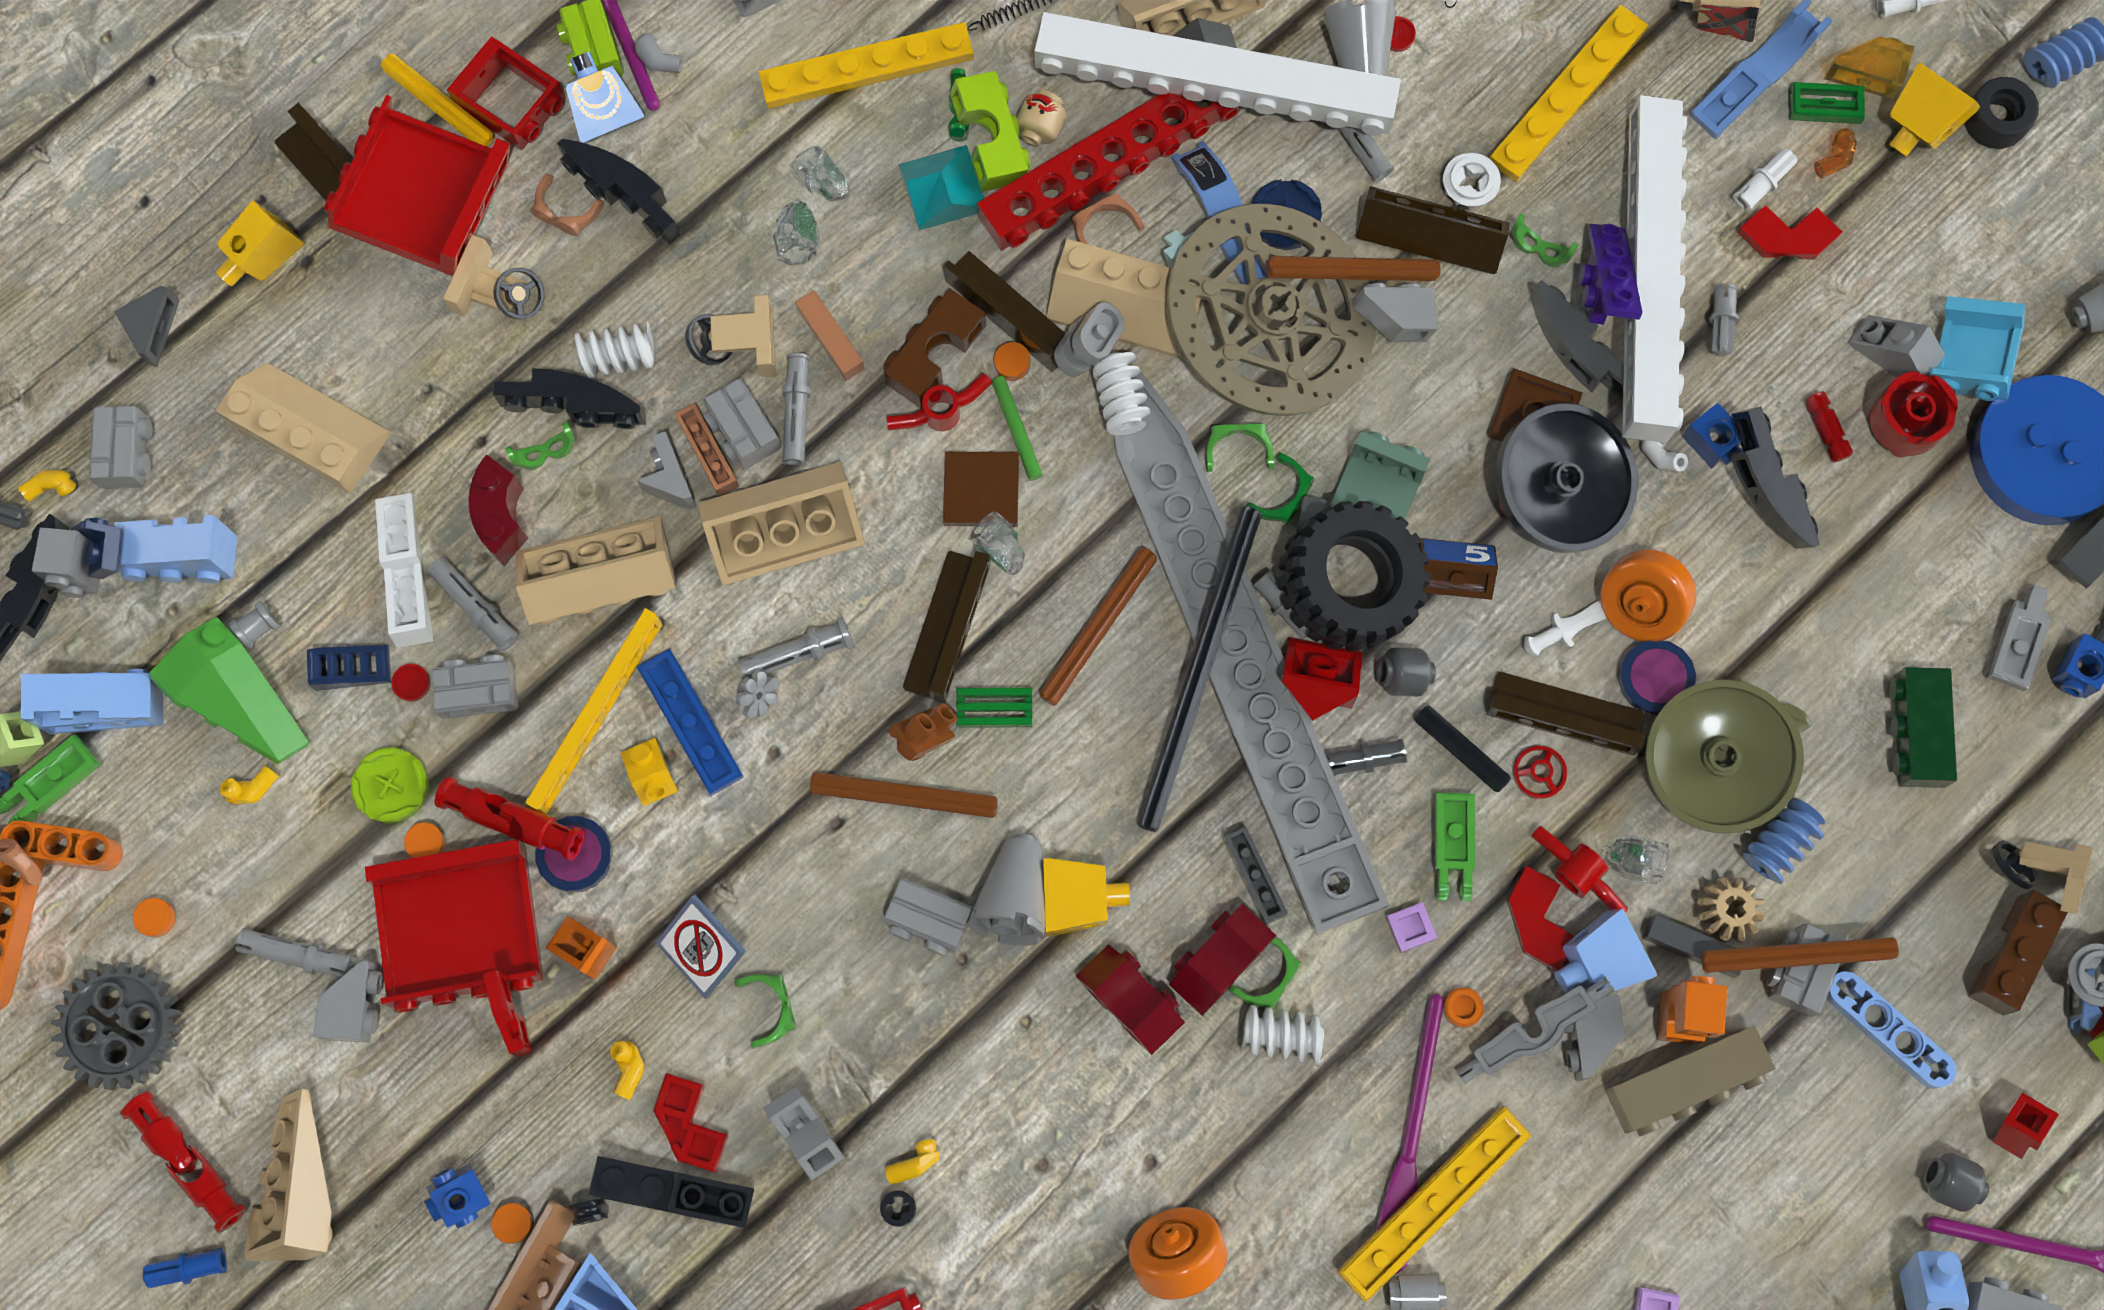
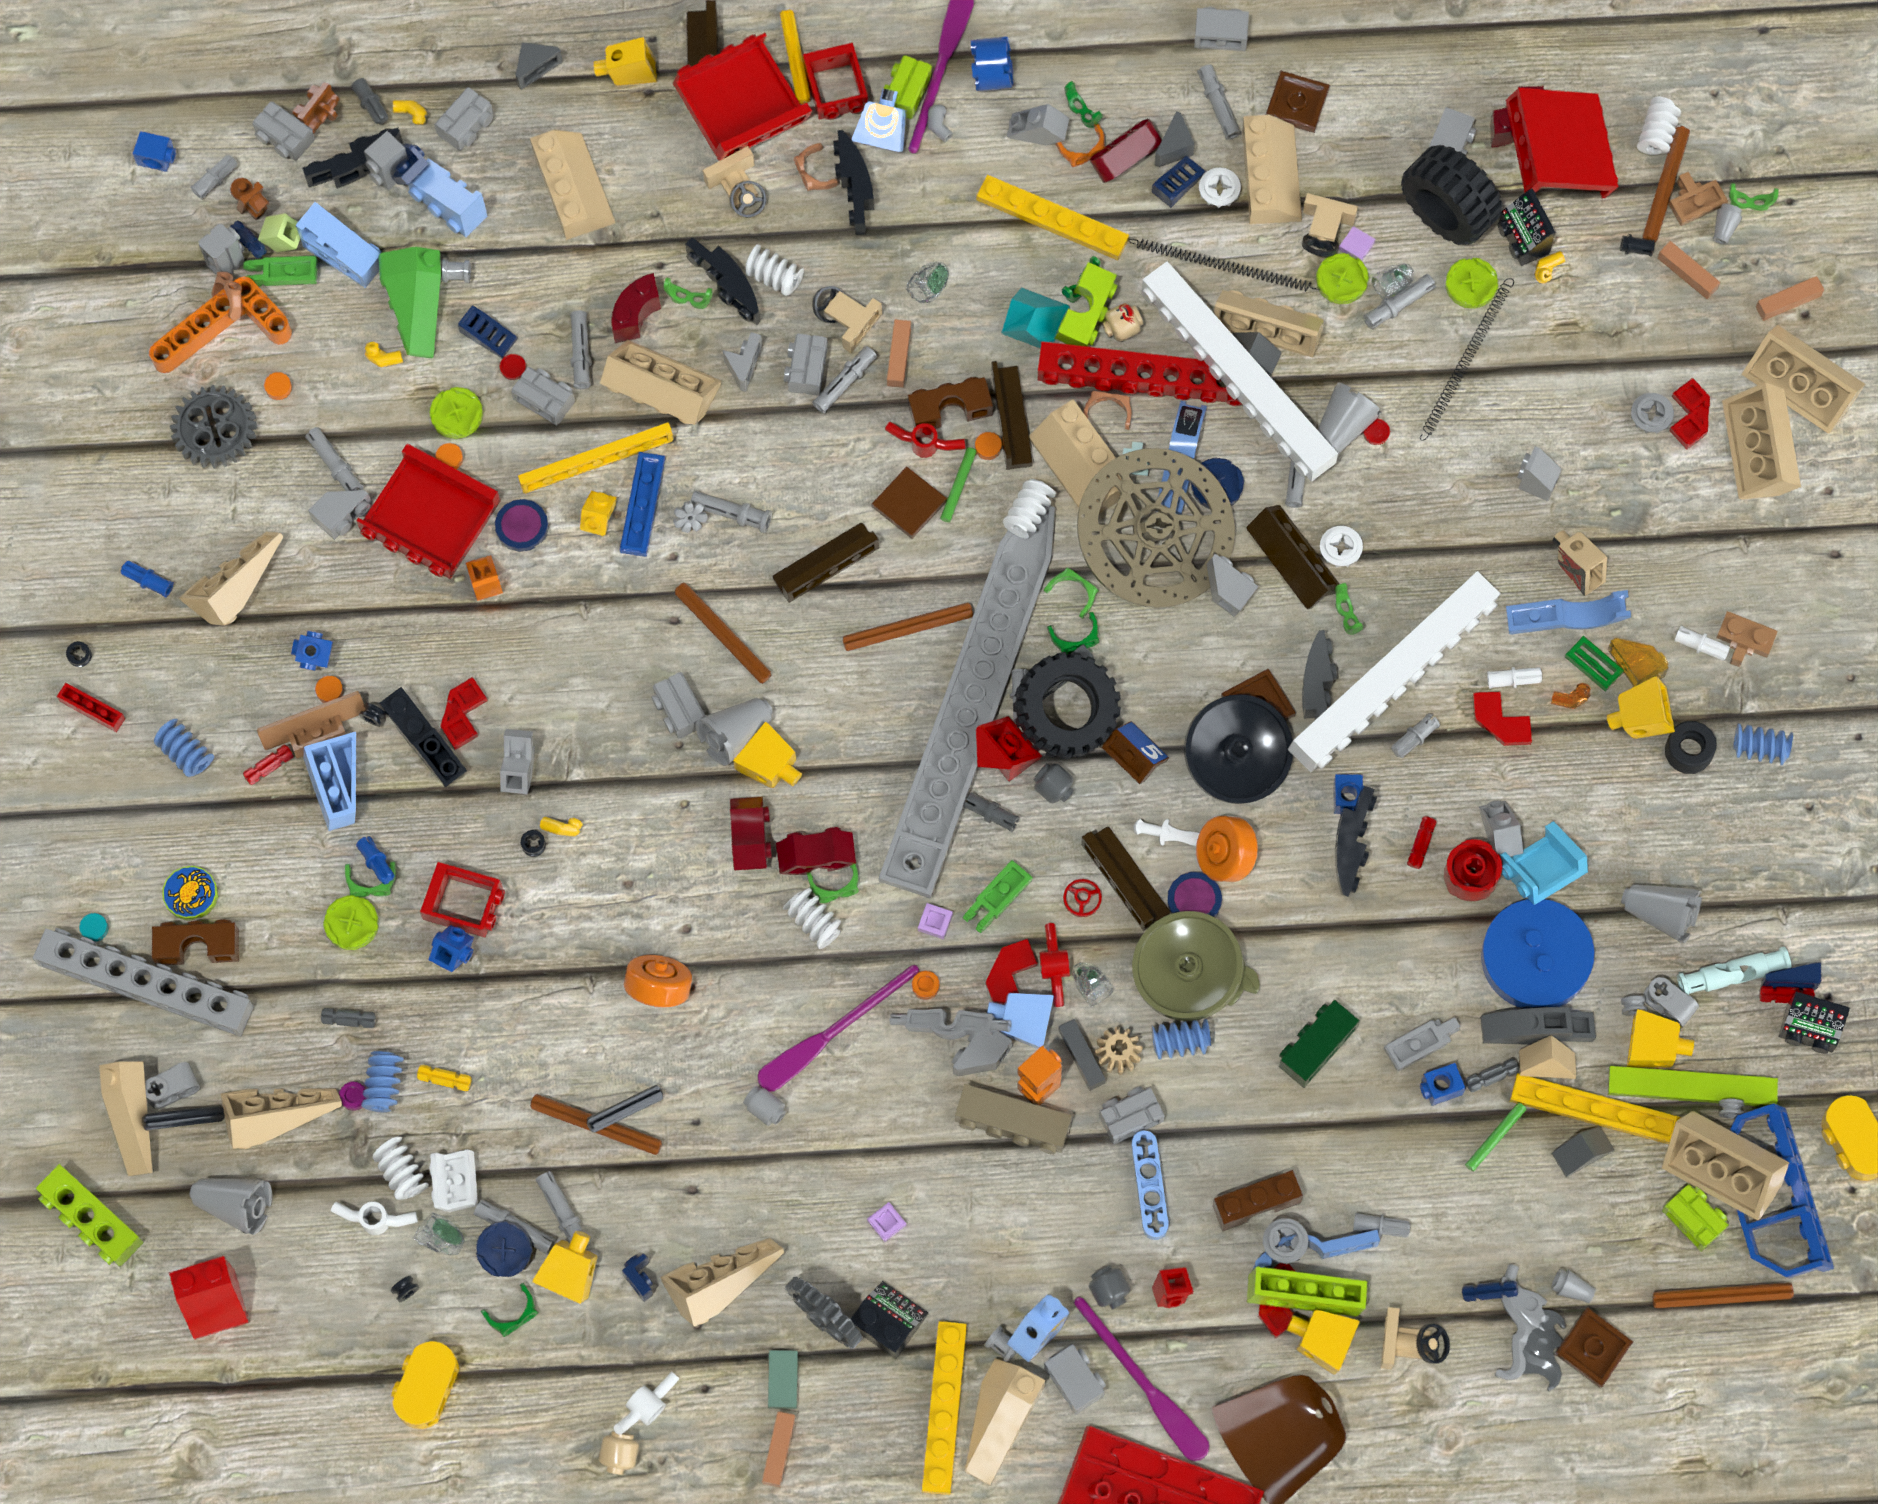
camera: 40 degrees right, 5 degrees down
(166, 1140) = (190, 504): red piece -> none
(403, 571) = (559, 303): white slope -> none
(509, 818) = (503, 478): red piece -> none
(510, 1024) = (413, 586): red tile -> none
(630, 1065) = (457, 659): yellow arm -> none
(700, 946) = (545, 624): piece -> none
(706, 450) = (776, 364): nougat piece -> none
(781, 523) = (782, 435): tan slope -> none
(787, 1020) = (558, 700): bright green cap -> none
(820, 174) = (969, 259): clear rock -> none
(924, 732) = (760, 606): dark orange hips -> none
(994, 693) = (795, 611): green tile -> none
(999, 540) = (891, 538): clear rock -> none
(1089, 339) = (1036, 464): light grey brick -> none
(1199, 669) = (939, 690): black axle -> none
(1255, 876) = (874, 825): dark grey piece -> none
(1352, 268) = (1223, 541): dark orange axle -> none
(1382, 474) = (1135, 670): sand green bracket -> none
(1433, 1204) = (817, 1069): yellow tile -> none
(1462, 748) = (1049, 850): black axle -> none
(1568, 93) = (1445, 541): yellow plate -> none
(1609, 276) = (1364, 655): dark purple bracket -> none
(1662, 459) = (1307, 784): white arm -> none
(1799, 955) = (1128, 1097): dark orange axle -> none
(2047, 858) = (1322, 1178): tan piece -> none

